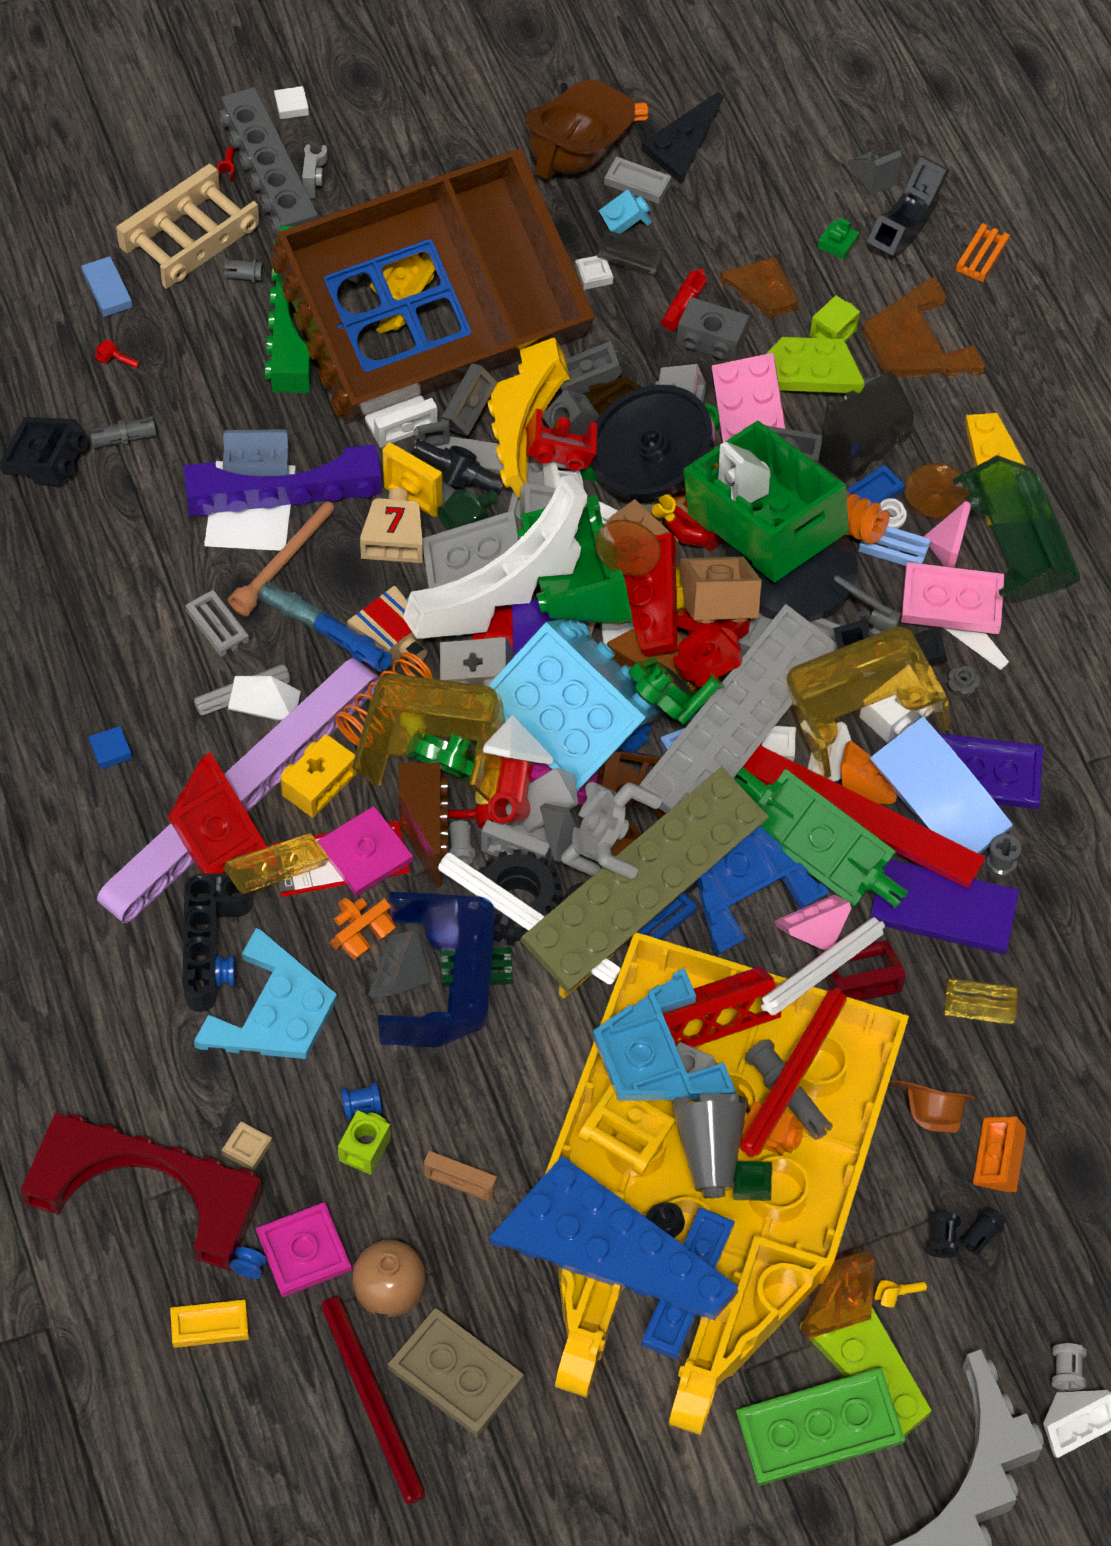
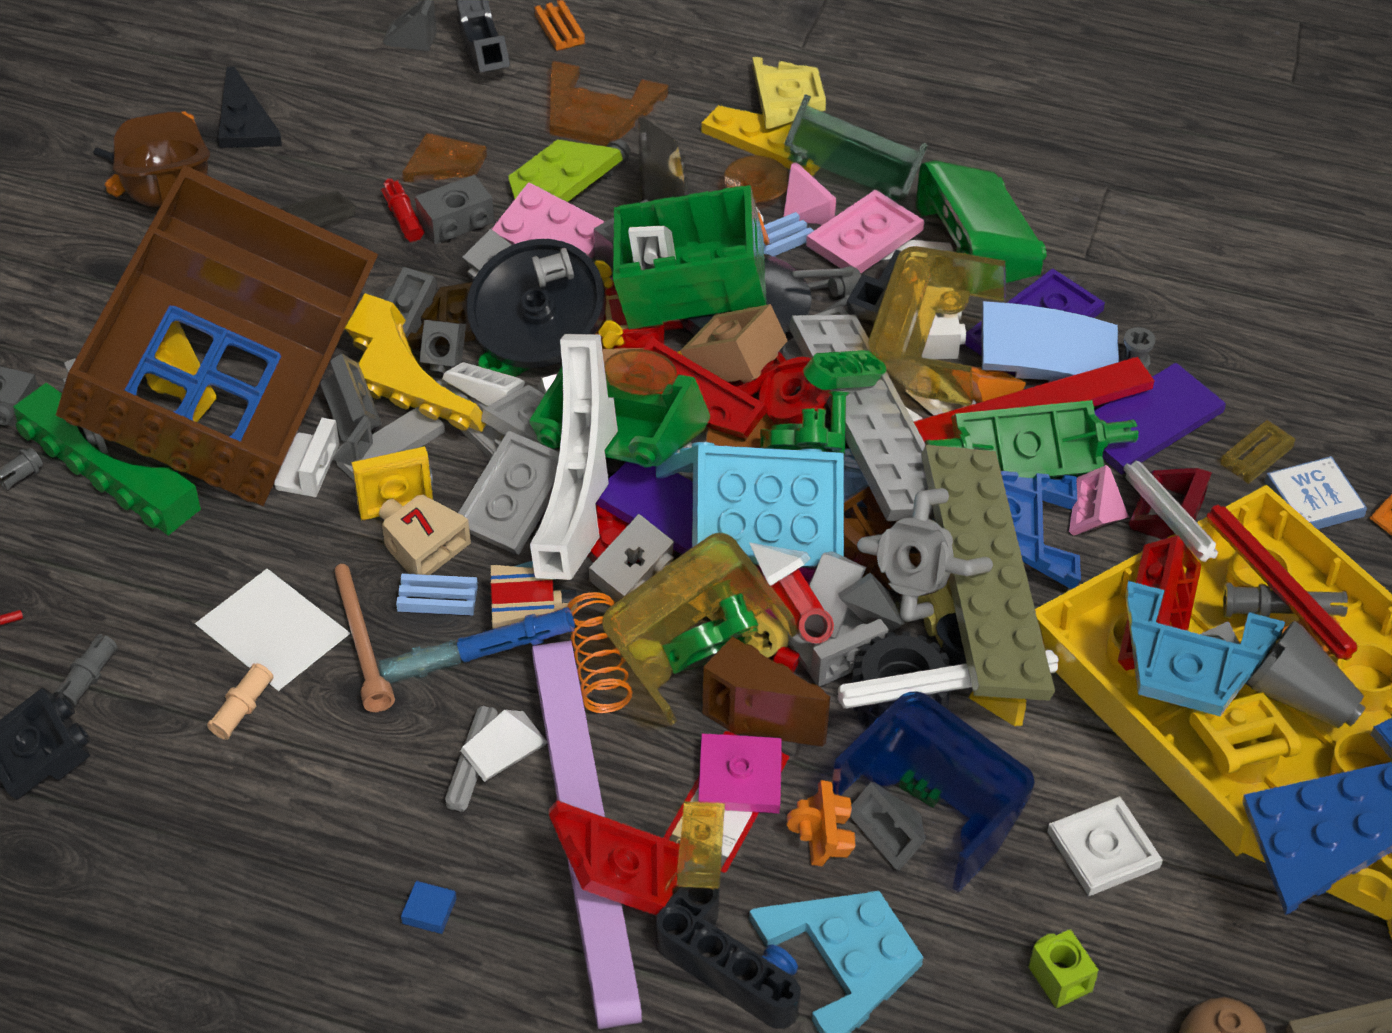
camera: 50 degrees left, 10 degrees down
(172, 531) = (240, 701): none -> light nougat pin
(218, 490) = (233, 638): dark purple arch -> none
(229, 641) = (376, 738): light grey tile -> none
(256, 452) = (229, 583): sand blue bracket -> none
(318, 775) = (629, 754): yellow brick -> none
(361, 1099) = (1014, 943): blue bush -> none
(368, 569) = (437, 589): none -> light blue tile
(457, 466) = (414, 438): black pin -> none
(460, 1176) = (1158, 914): medium nougat tile -> none
(464, 508) = (455, 475): clear green piece -> none
(498, 1111) = (1104, 846): none -> white tile
(558, 444) = (466, 366): red window -> none
(625, 212) = (276, 186): medium azure bracket -> none
(637, 179) = (249, 165): light grey tile -> none
(667, 1217) = (1356, 758): black tile -> none
(676, 426) = (553, 267): none -> light grey bush
(731, 672) = (844, 370): none -> green beam
(753, 1181) = (1366, 677): dark green tile -> none
(835, 320) = (531, 135): lime brick -> none
(838, 238) = (451, 89): green tile -> none
(934, 1109) = (1353, 532): dark orange piece -> none
(970, 1065) = (1318, 492): none -> white tile
(1032, 664) = (980, 216): none -> green windscreen
(1058, 445) = (784, 88): none -> light yellow wing

